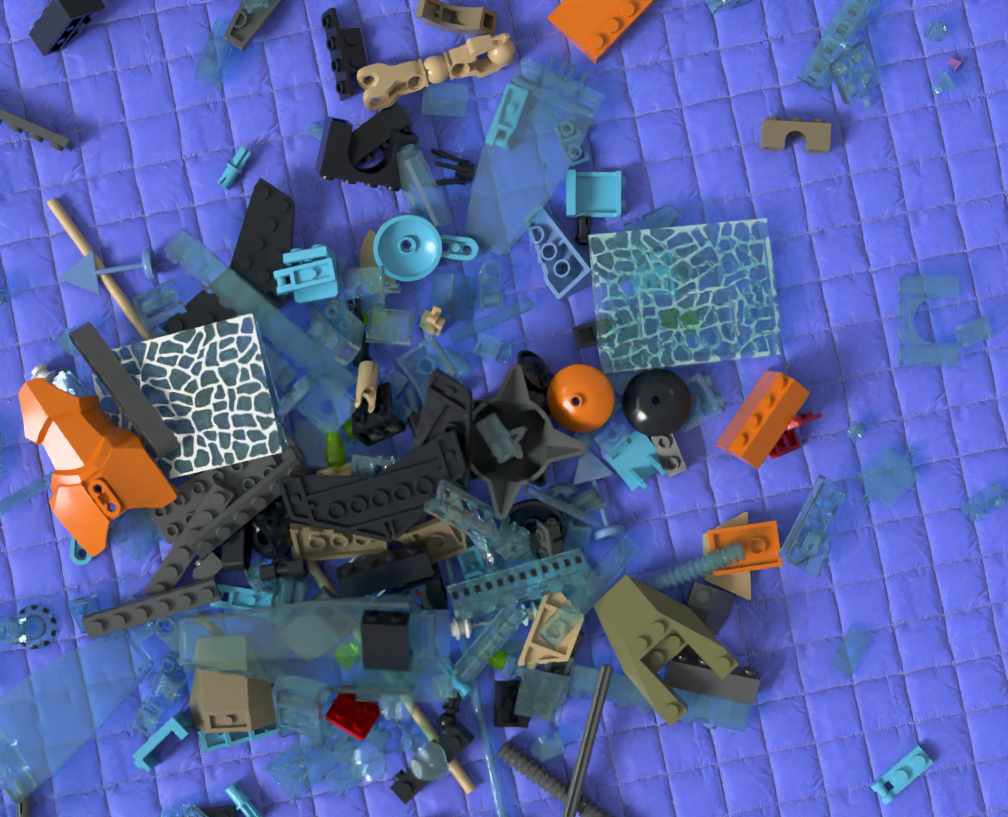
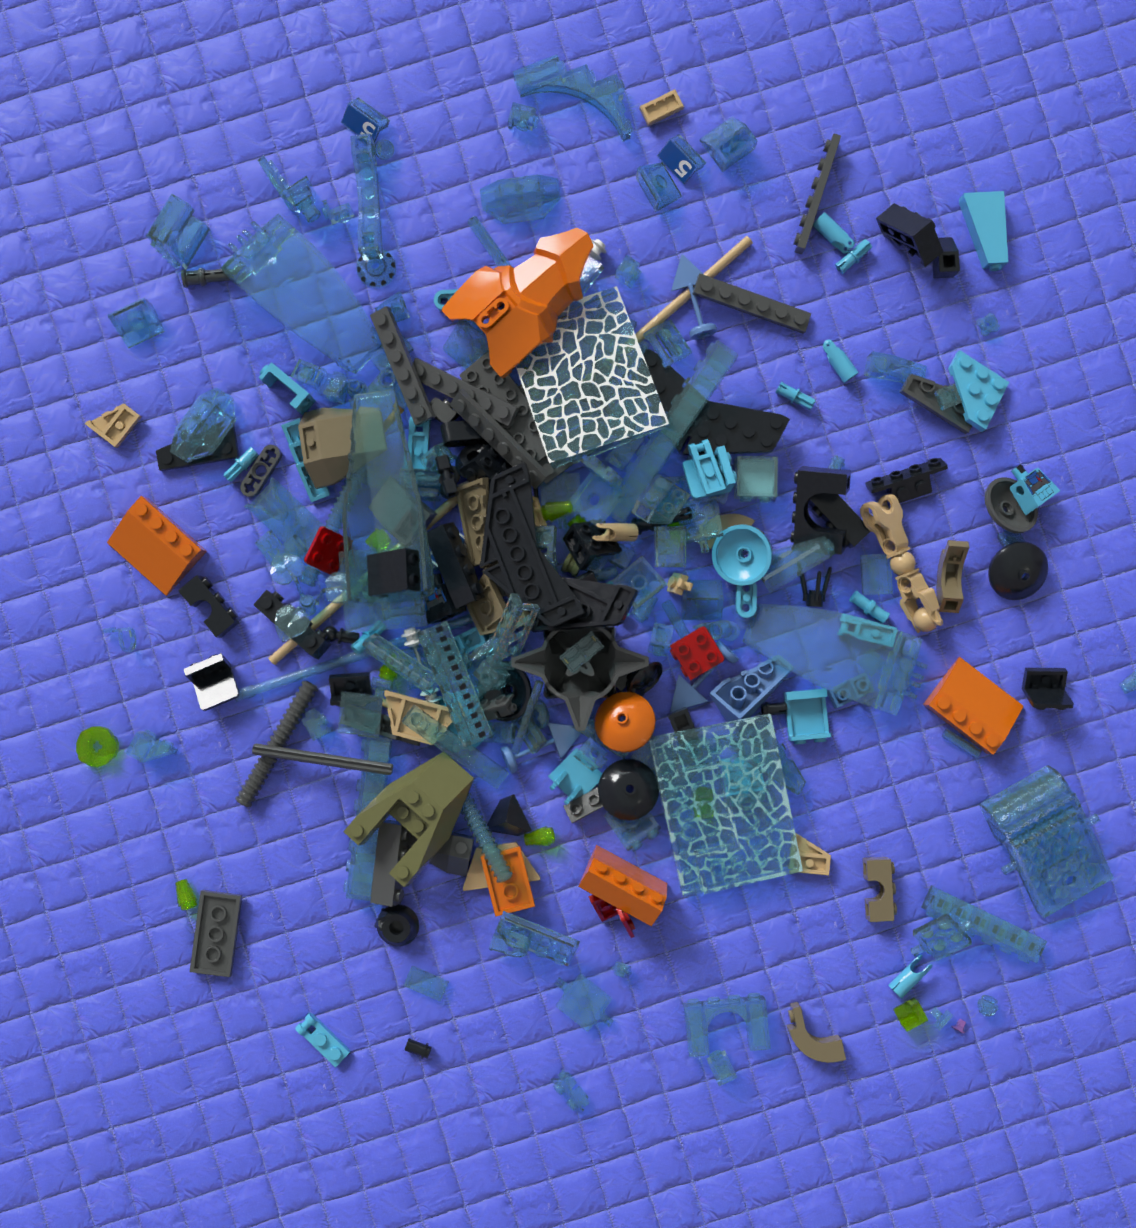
camera: 80 degrees right, 0 degrees up
(54, 105) = (833, 233): none -> medium azure piece
(83, 85) = (853, 256): none -> medium azure axle
(123, 390) = (589, 319): dark grey beam -> none
(124, 206) = (751, 303): none -> dark grey plate
(201, 114) = (839, 361): none -> medium azure piece
(244, 783) = (258, 486): none -> dark grey beam
(299, 708) = (325, 503): clear light blue piece -> none
(323, 222) = (756, 478): none -> clear light blue piece
(399, 441) = (570, 566): none -> olive wheel
(443, 686) = (358, 627): clear light blue brick -> none
(480, 111) = (869, 607): none -> medium azure pin
(512, 309) = (696, 653): none -> red bracket
(557, 326) = (687, 695): none -> medium blue piece
(643, 26) = (961, 743): none -> clear light blue piece
(675, 539) = (509, 818): none -> black slope
(699, 505) = (541, 837): none -> clear neon green cone
(753, 205) = (813, 858): none -> tan wing
(782, 677) = (397, 925): none -> black piece
(897, 114) = (908, 979): none -> medium azure piece
(921, 667) = (418, 1048): none -> black pin
(936, 116) = (910, 1014): none -> clear neon green panel
(965, 219) = (823, 1049): none -> dark tan arch

